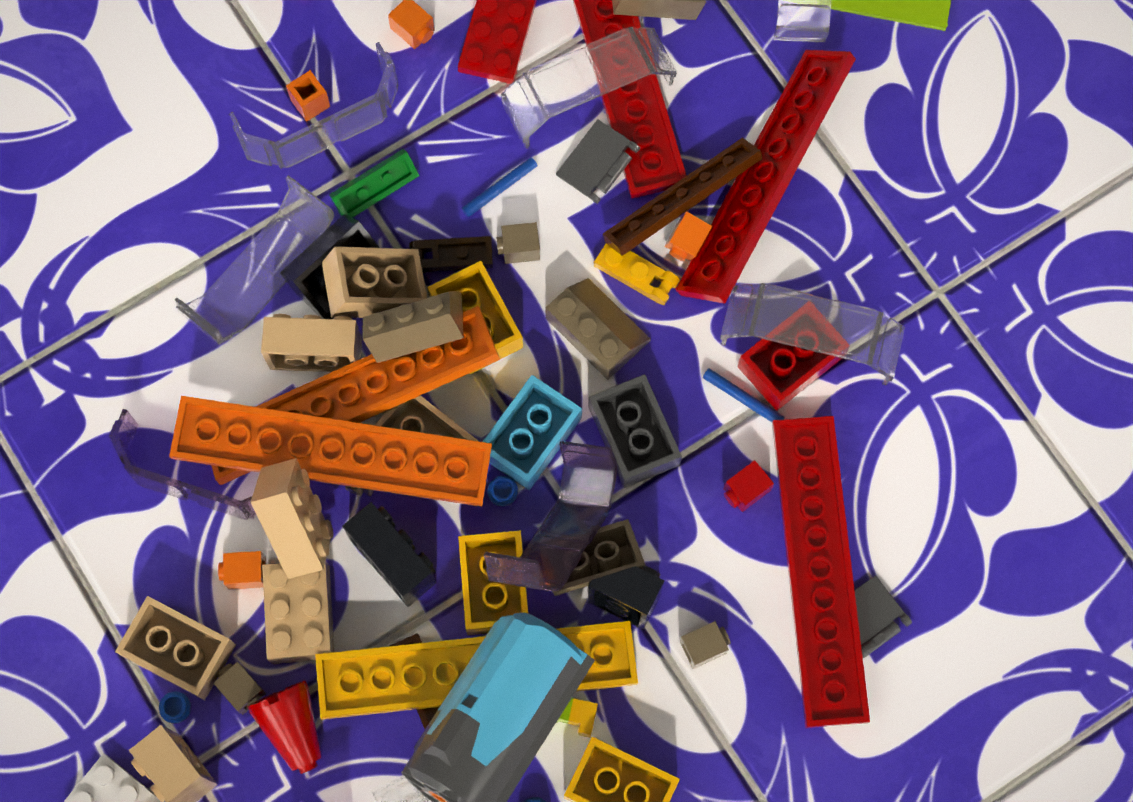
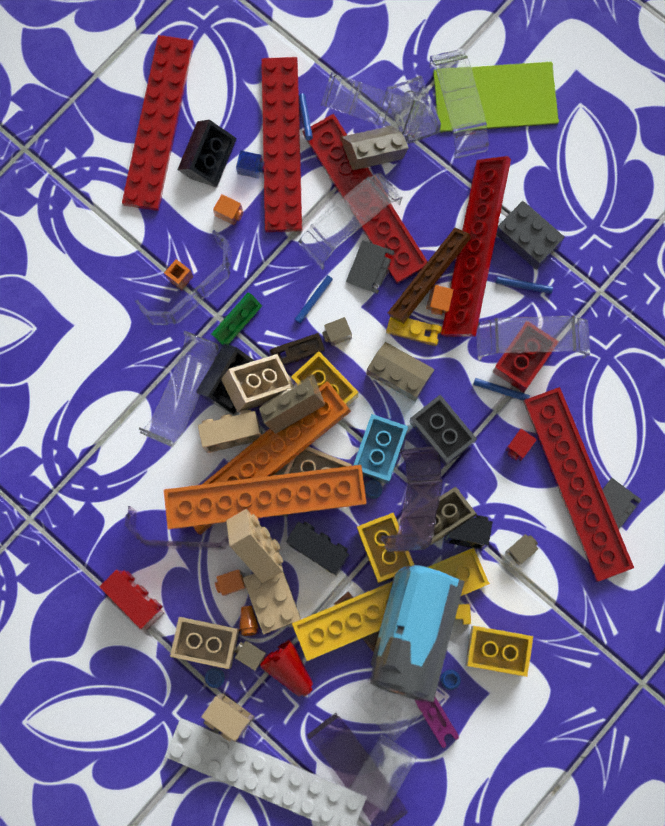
camera: 10 degrees left, 5 degrees up
(87, 551) = (132, 599): none -> red brick
(251, 638) = (248, 623): none -> orange cone
(824, 251) = (524, 285): none -> blue bar
(853, 179) = (529, 235): none -> dark grey brick

